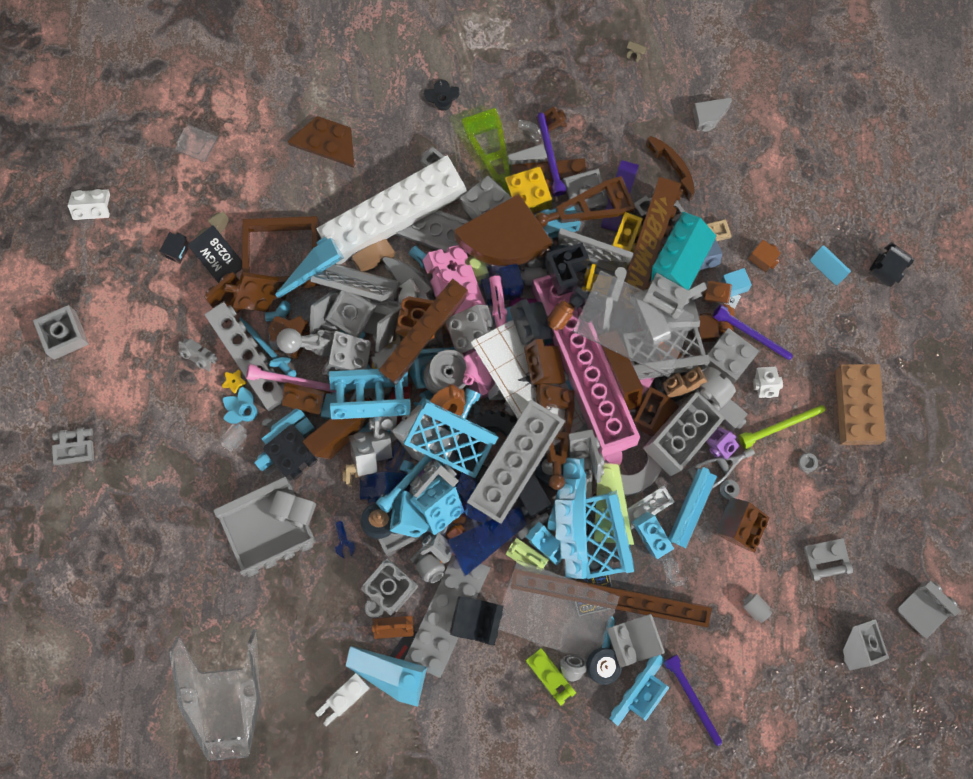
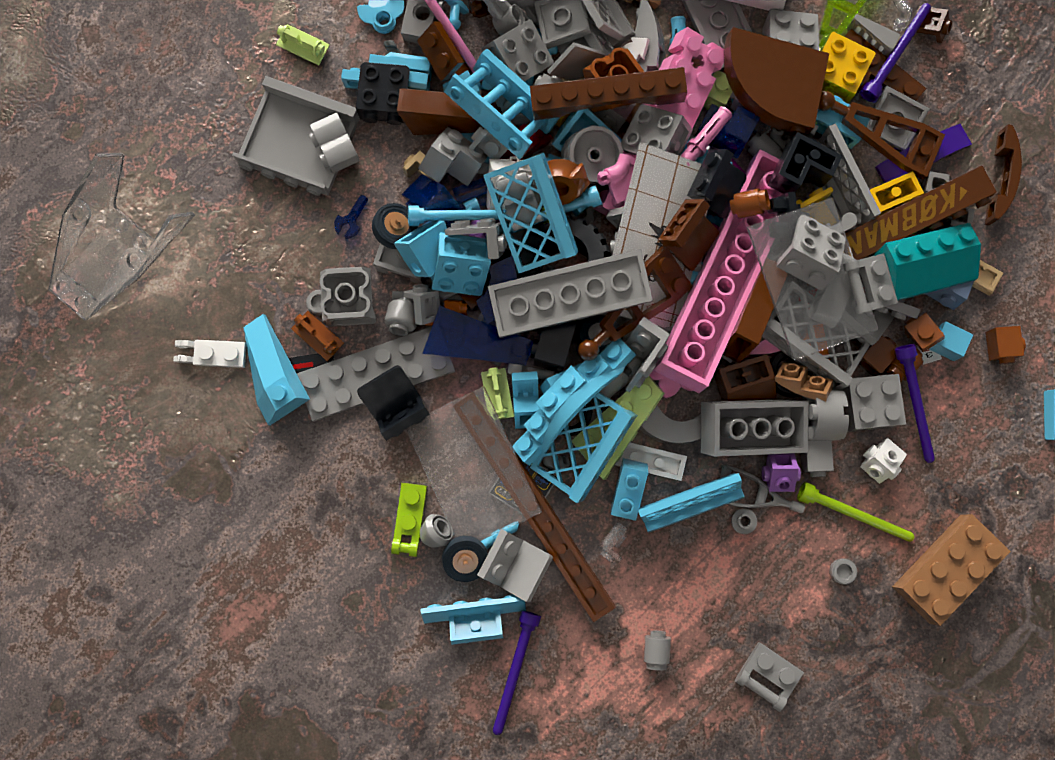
camera: 40 degrees right, 5 degrees up
(213, 471) = (302, 44): none -> yellowish green hinge
(233, 437) = (348, 31): clear brick -> none
(622, 310) = (814, 253): none -> light grey bracket
(742, 524) = (723, 564): reddish brown slope -> none

